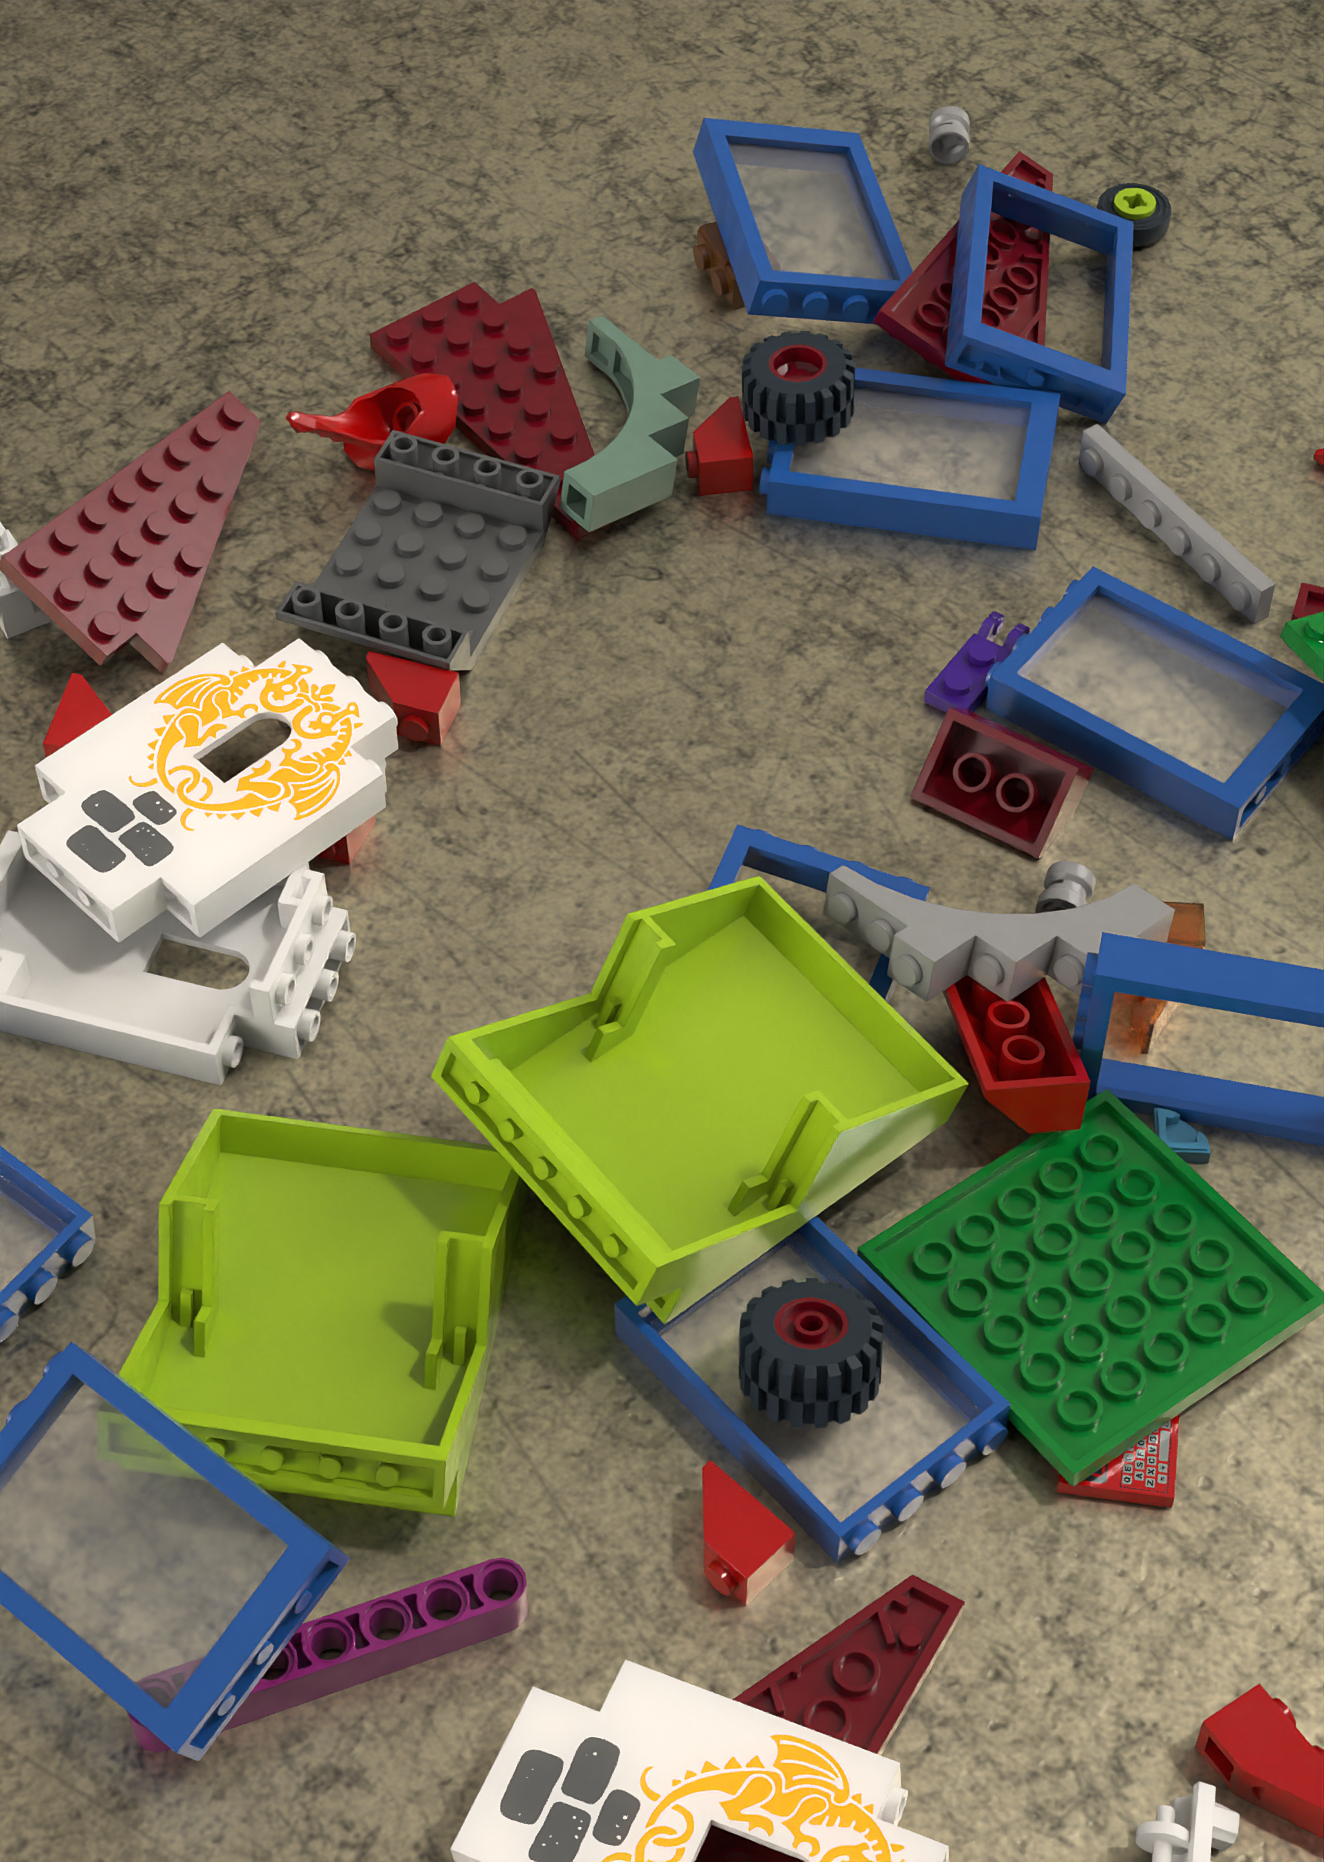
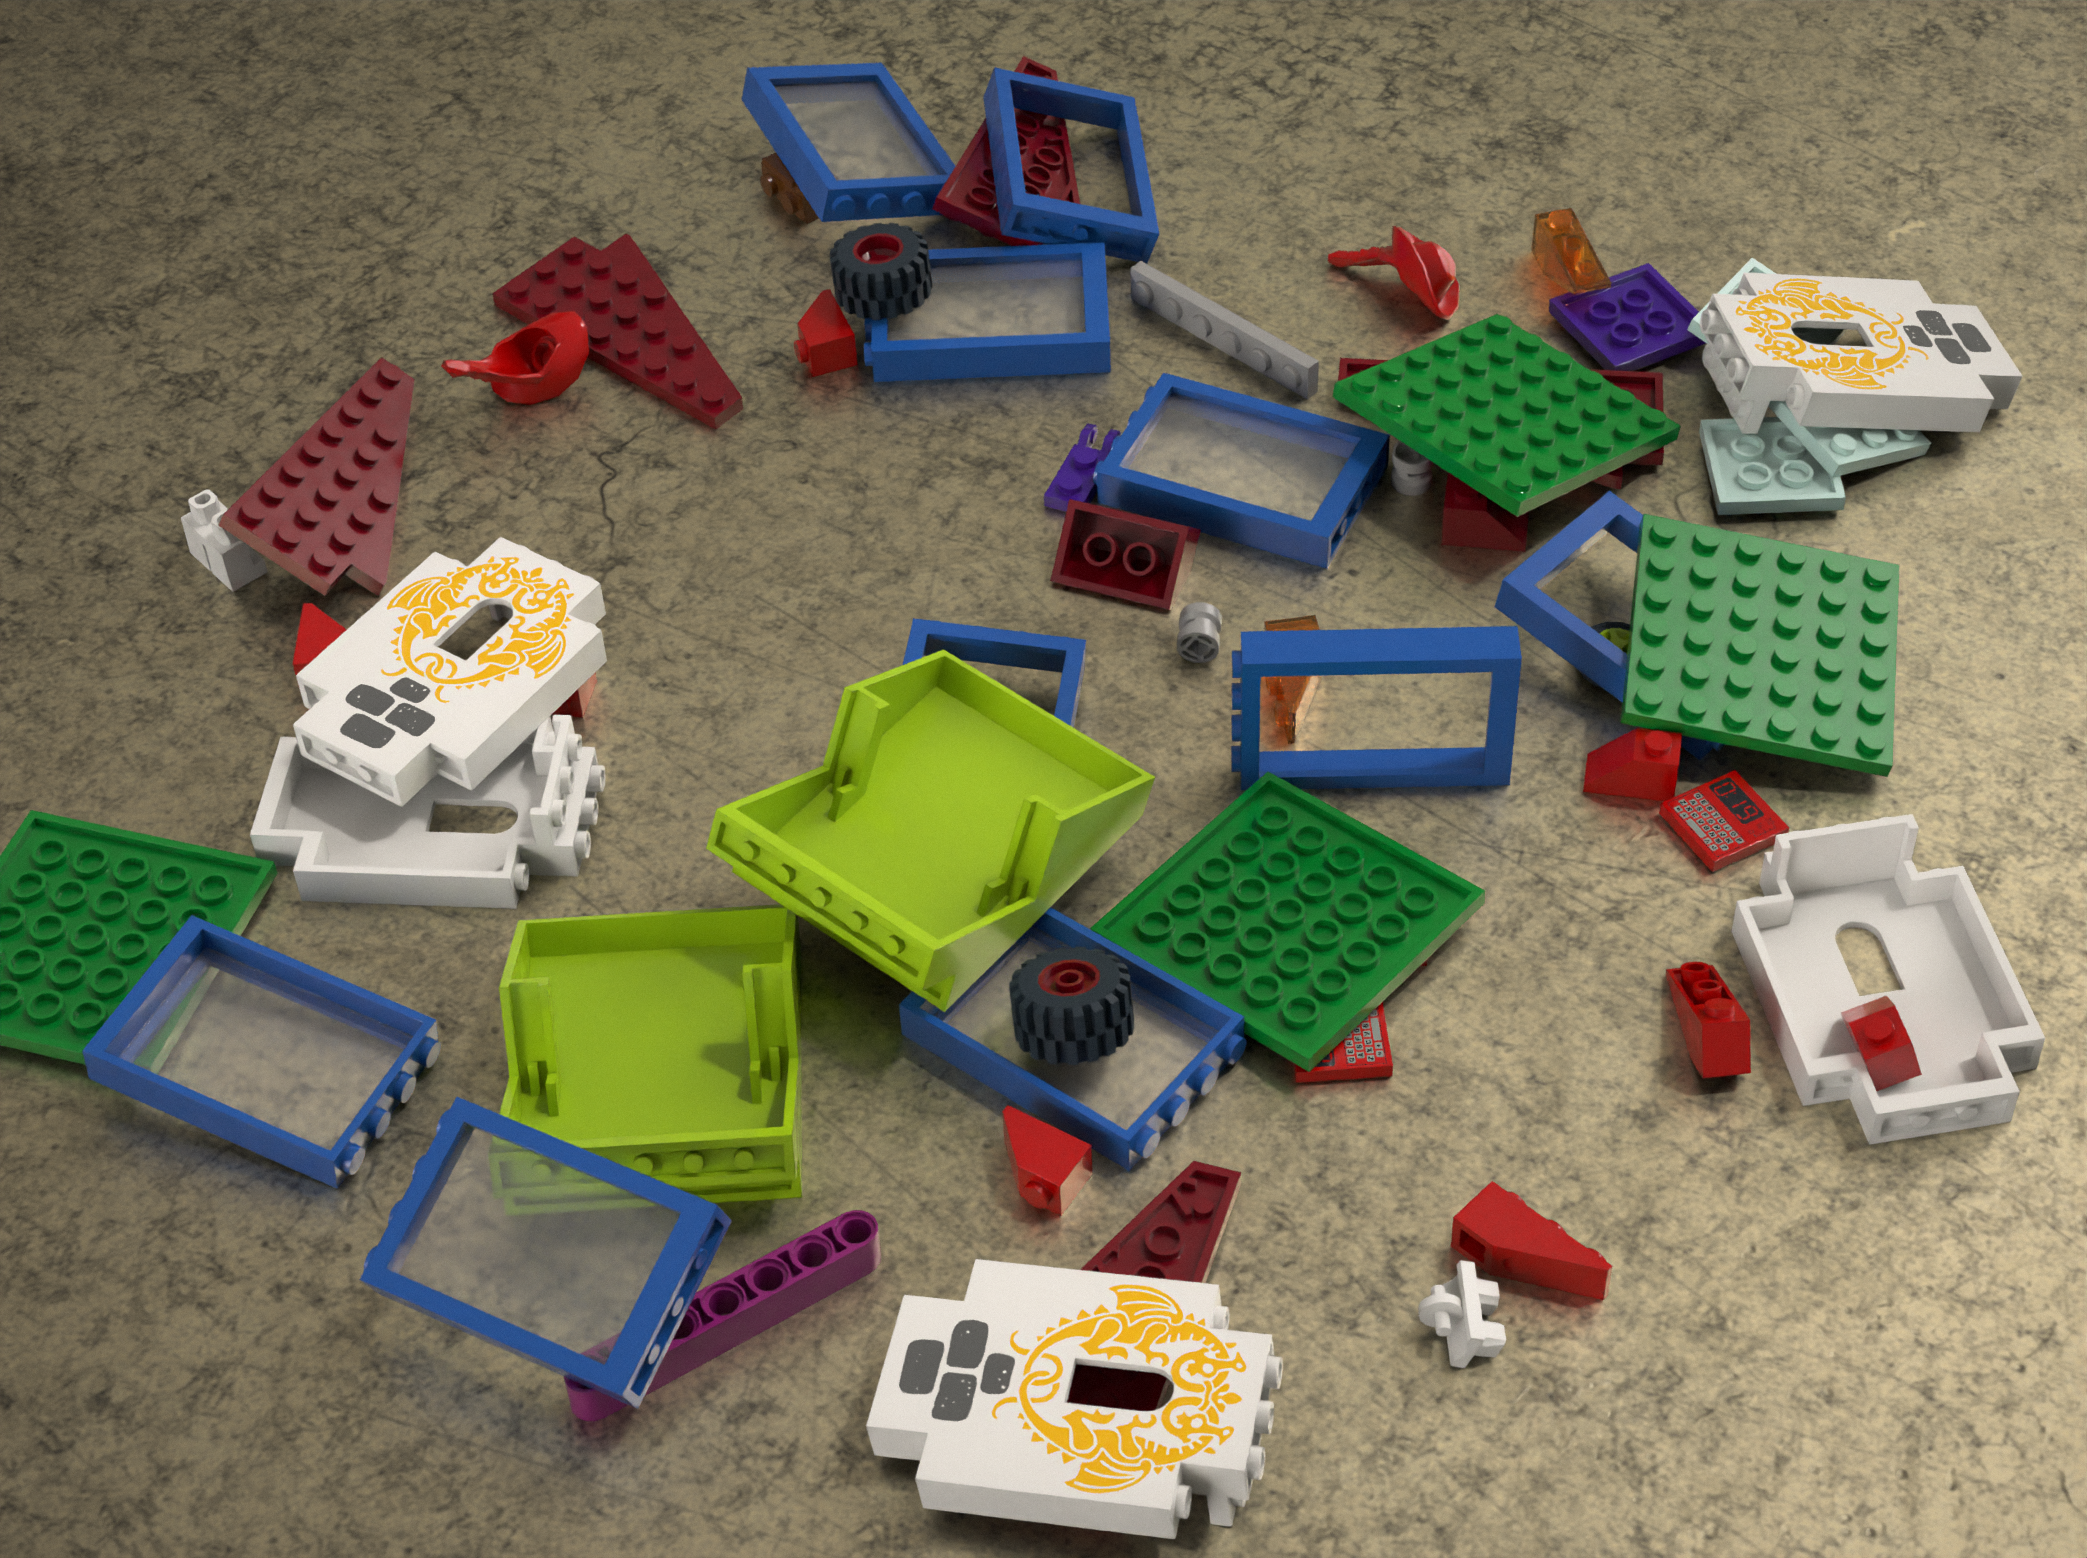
camera: 10 degrees left, 5 degrees down
(418, 694) = (616, 567): red slope -> none
(430, 554) = (592, 456): dark grey slope -> none
(641, 460) = (761, 347): sand green arch -> none
(949, 135) = (959, 53): light grey wheel -> none
(1004, 952) = (1160, 674): light grey arch -> none
(1021, 1054) = (1184, 738): red slope -> none
(1141, 205) = (1138, 83): black wheel -> none
(1180, 1136) = (1336, 797): dark azure tile -> none

